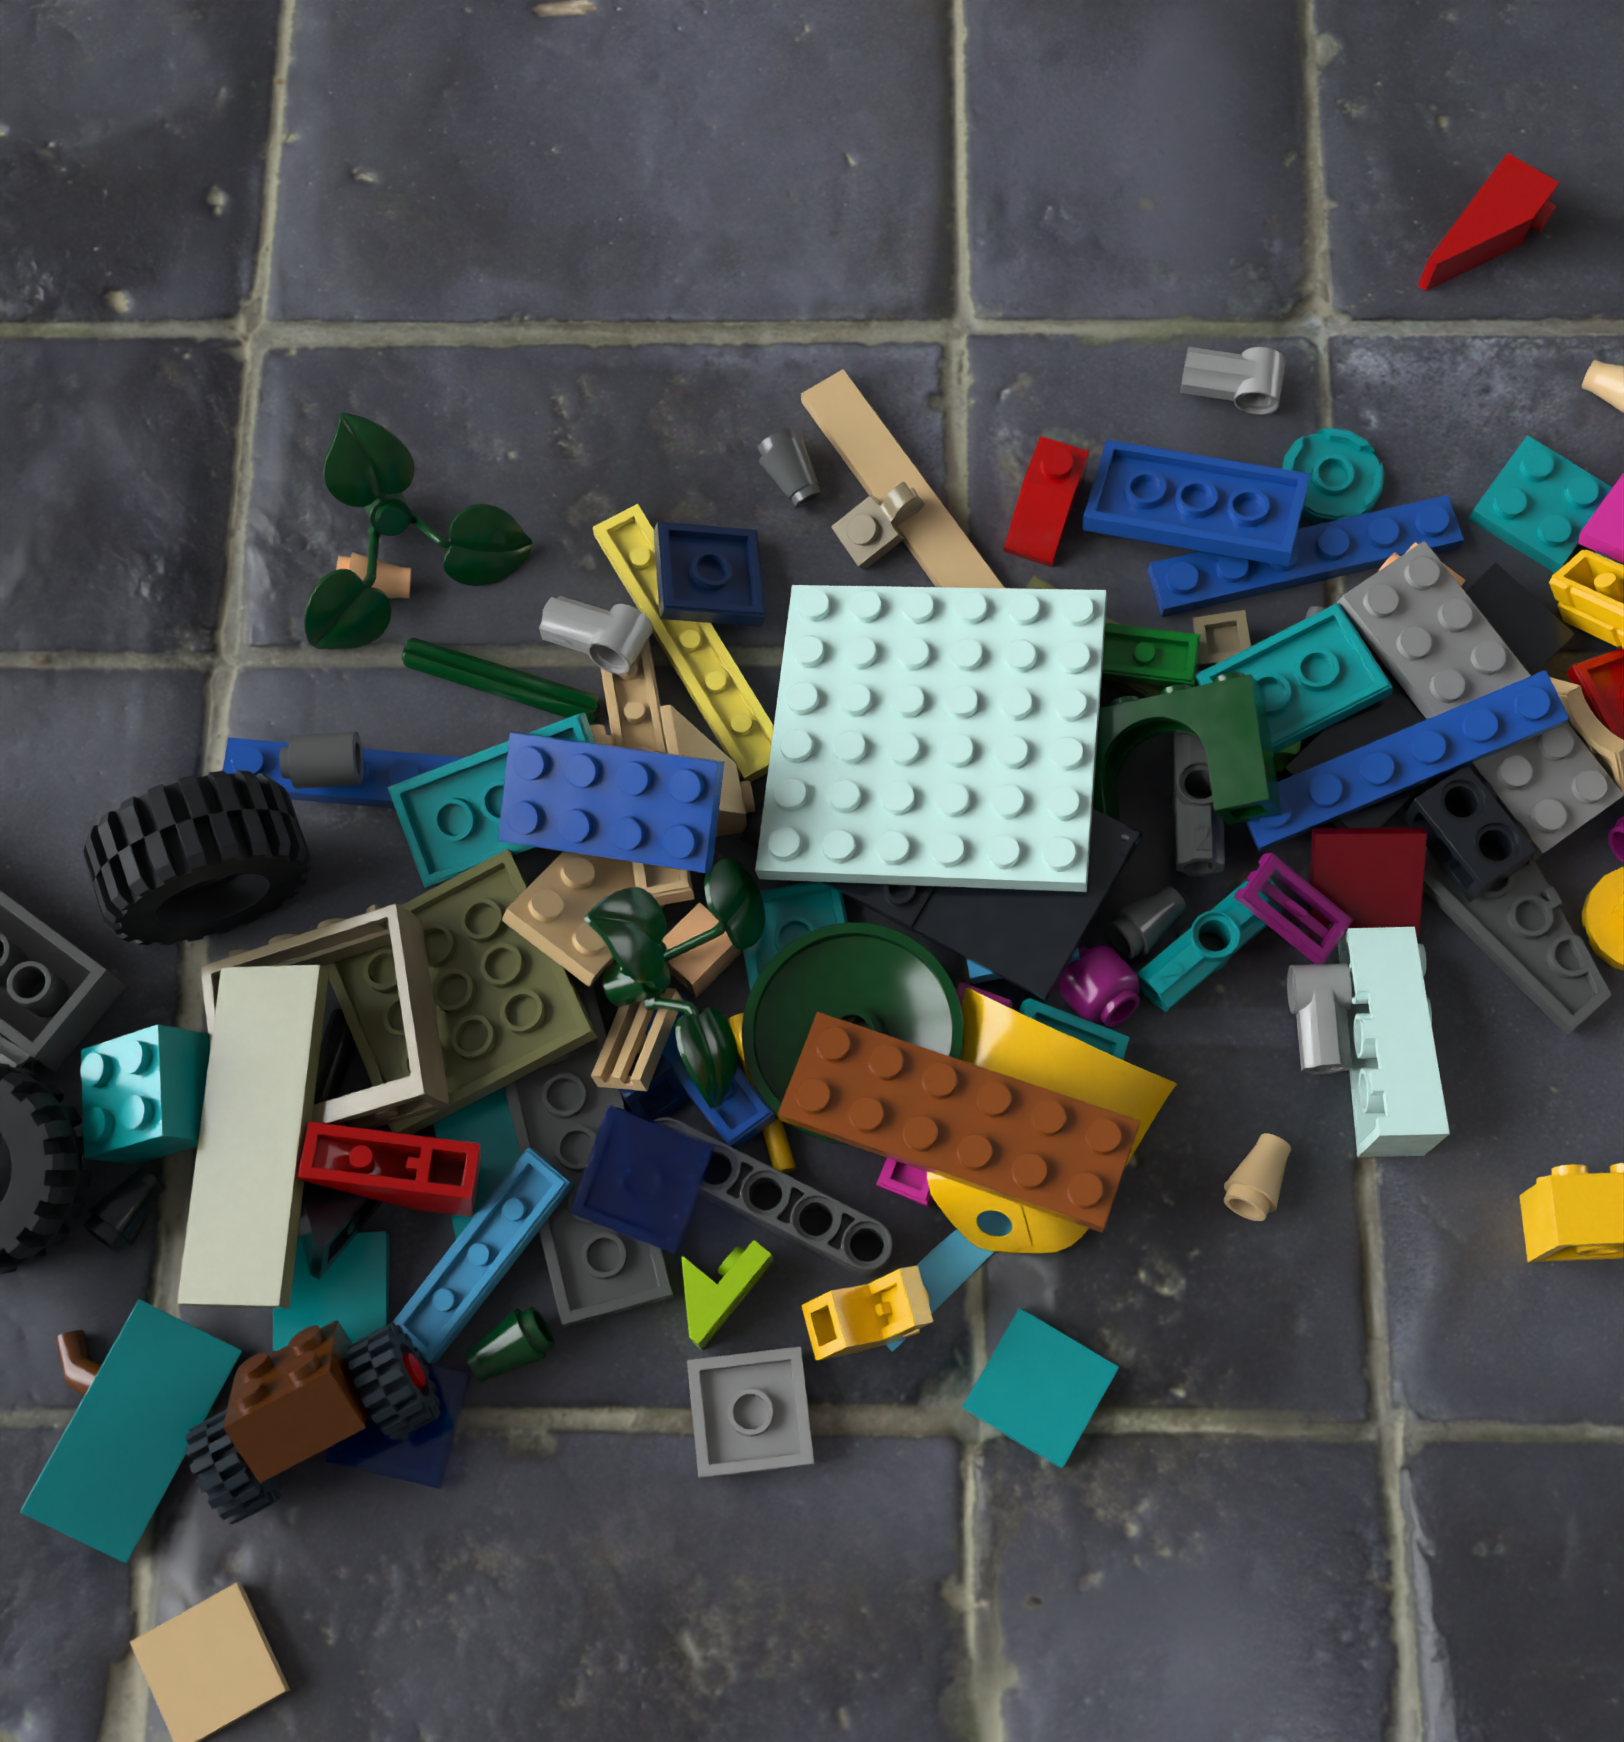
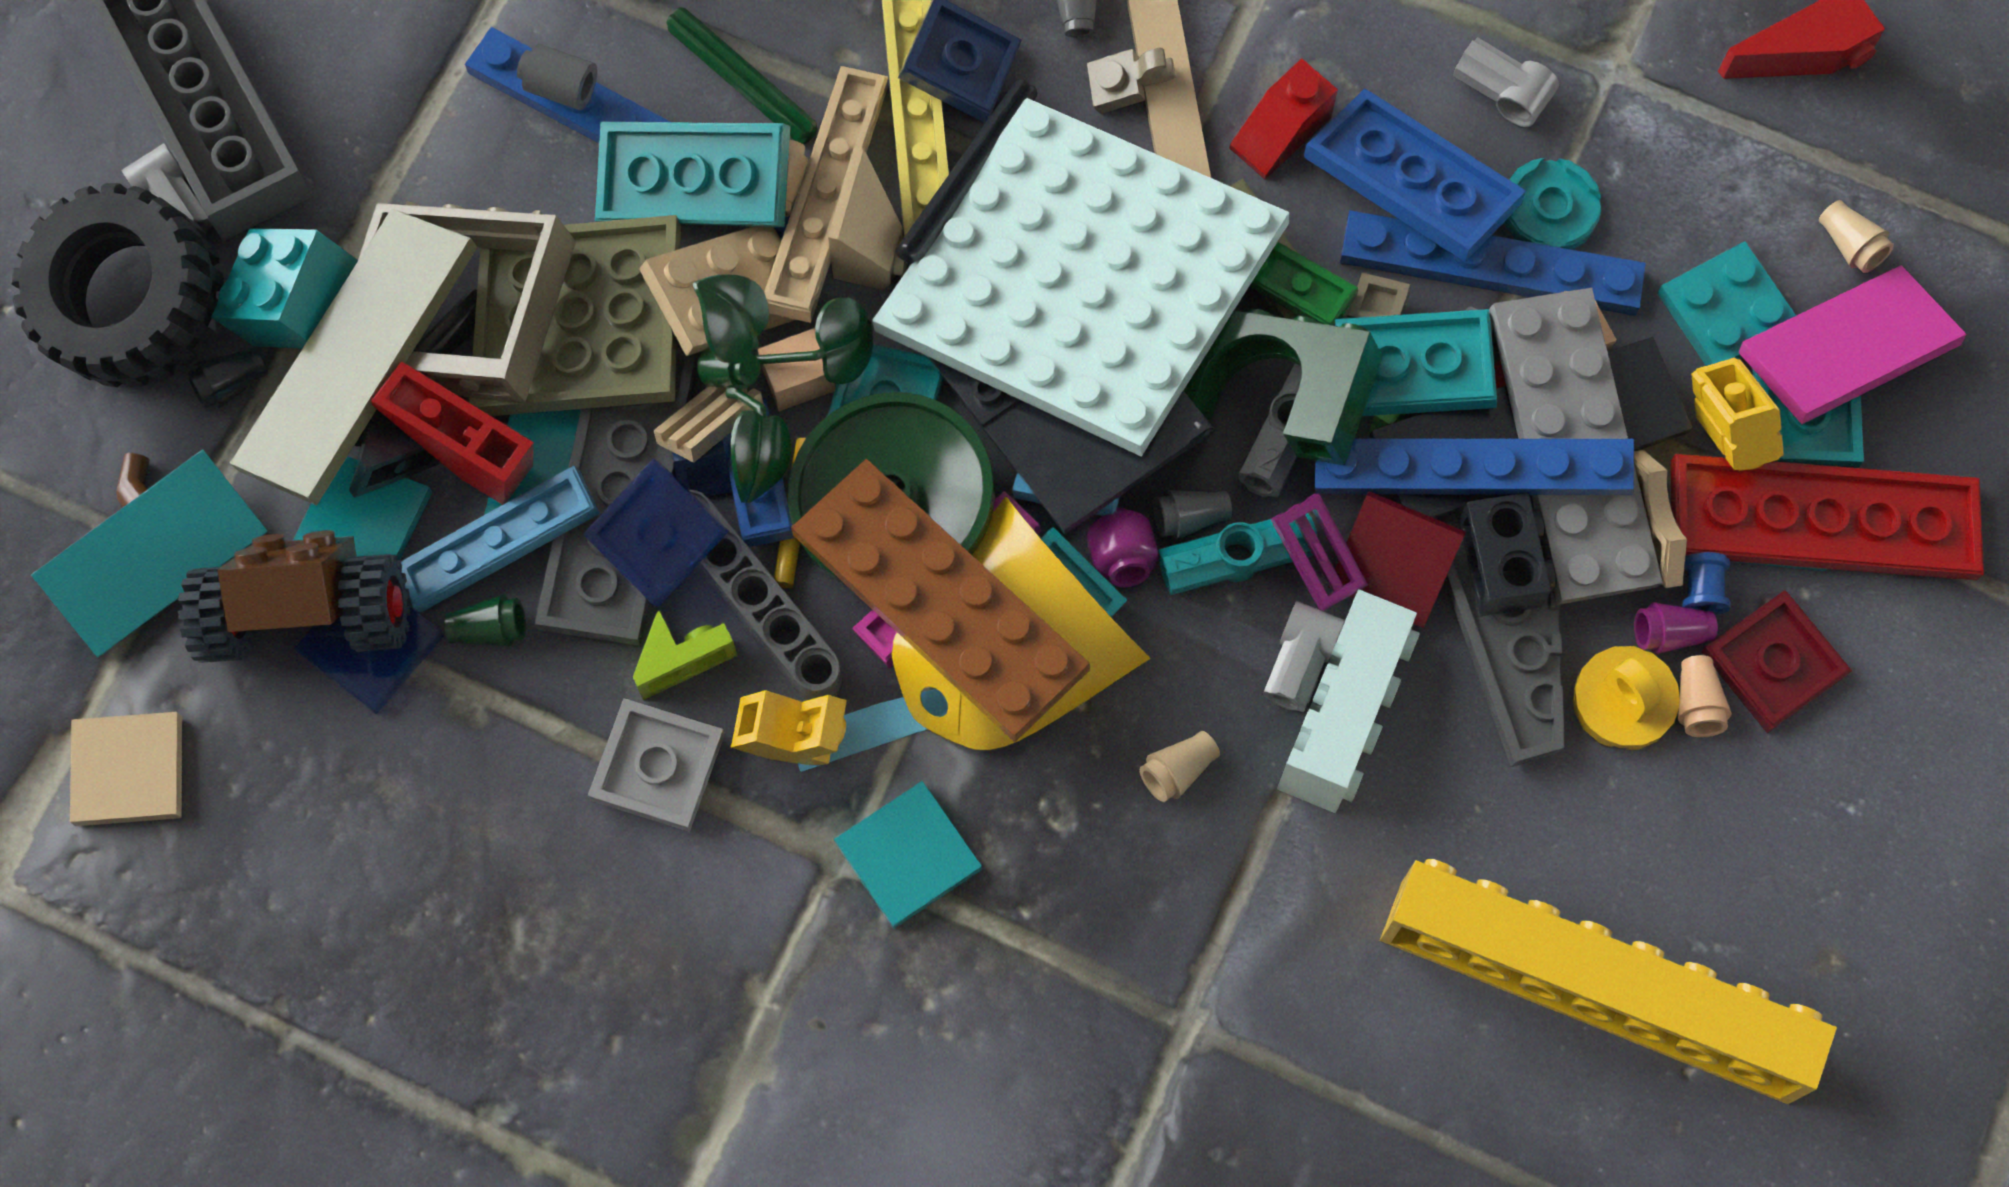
camera: 20 degrees right, 0 degrees up
(196, 857) = (412, 109): black tyre -> none
(608, 637) = (844, 73): light grey piece -> none
(611, 801) = (775, 208): blue plate -> none
(769, 688) = (958, 182): none -> black axle

